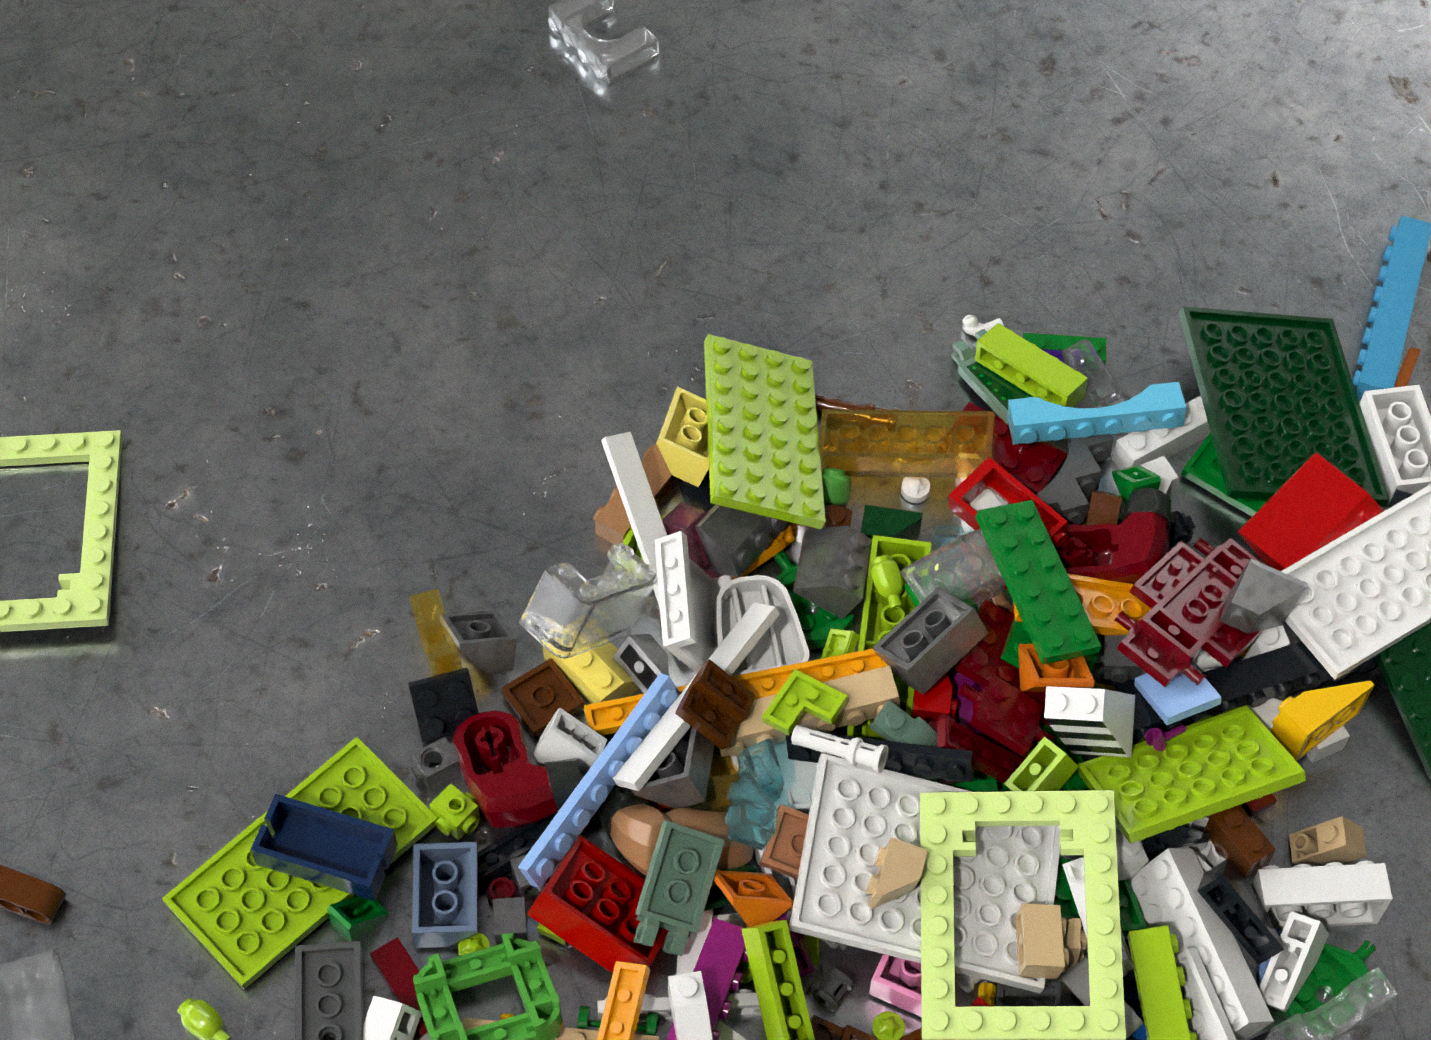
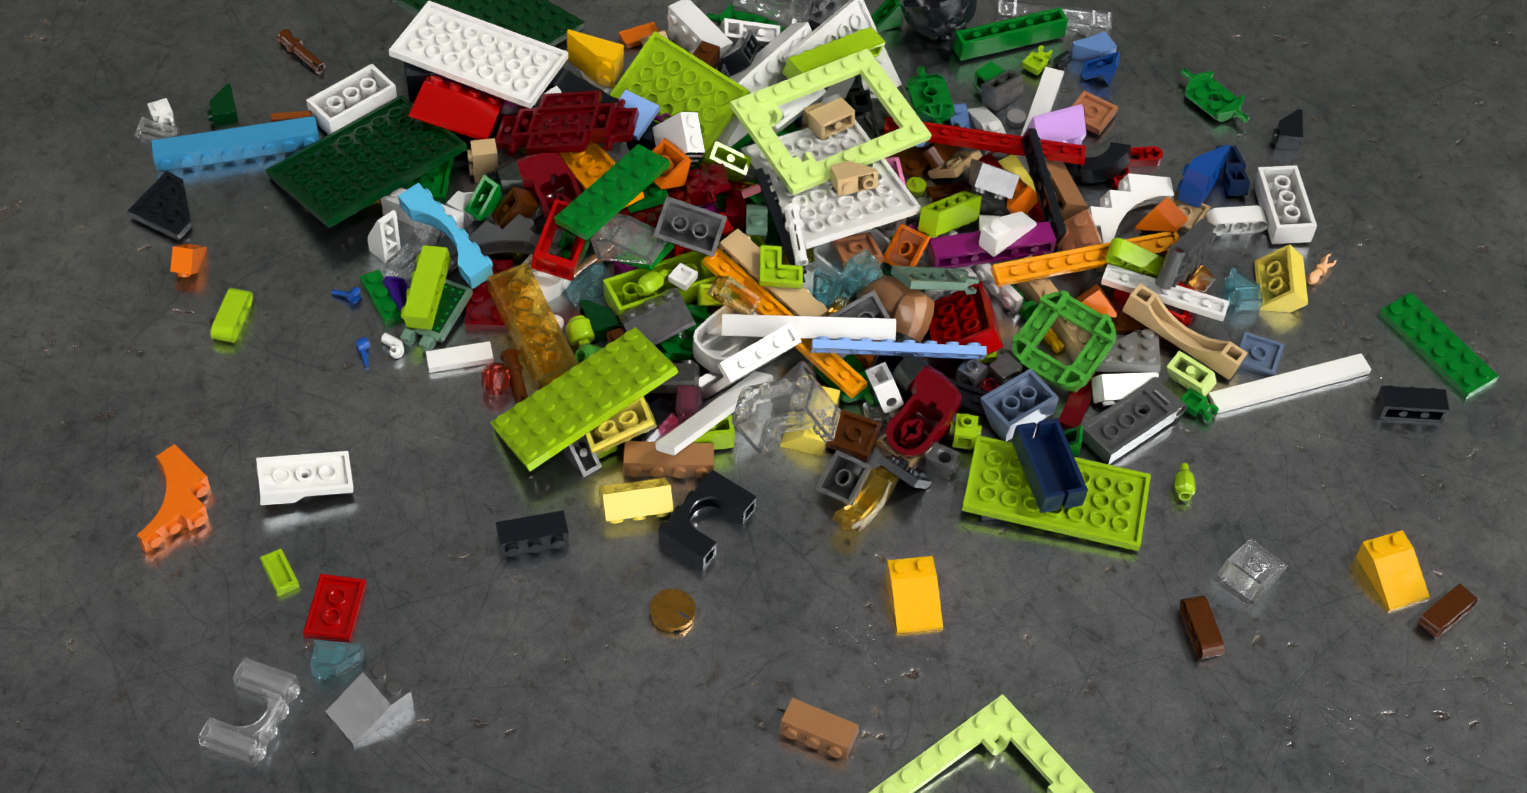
camera: 125 degrees left, 5 degrees down
(218, 445) = (819, 729): none -> medium nougat brick
(296, 626) = (914, 594): none -> yellow slope
(456, 403) = (672, 610): none -> pearl gold tile
(541, 453) = (712, 493): none -> black arch
(543, 123) = (370, 703): none -> flat silver slope
(612, 414) = (636, 500): none -> light yellow slope
(613, 111) = (335, 658): none -> clear light blue slope
(636, 326) = (532, 533): none -> black brick
(674, 142) = (334, 608): none -> red tile
(715, 704) = (816, 310): reddish brown slope -> none
(749, 118) = (279, 572): none -> lime tile
(801, 641) = (733, 295): none -> clear yellow slope
(848, 146) = (282, 478): none -> white piece
(864, 385) = (495, 378): none -> clear red head
(874, 616) = (683, 276): none -> white plate
(882, 496) = (579, 331): none -> lime head
(904, 81) = (181, 502): none -> orange arch
(927, 377) = (459, 357): none -> white tile
(1000, 298) = (361, 345): none -> blue hand
(1083, 321) = (352, 296): none -> blue hand
(1117, 204) = (231, 315): none -> lime beam
(1138, 367) = (384, 237): none -> white slope
(1216, 520) = (483, 158): none -> tan brick
(1227, 198) = (187, 259): none -> orange slope
(1261, 598) = (555, 88): flat silver slope -> none
(1325, 210) = (164, 207): none -> black plate
(1381, 841) = (631, 37): none -> orange tile

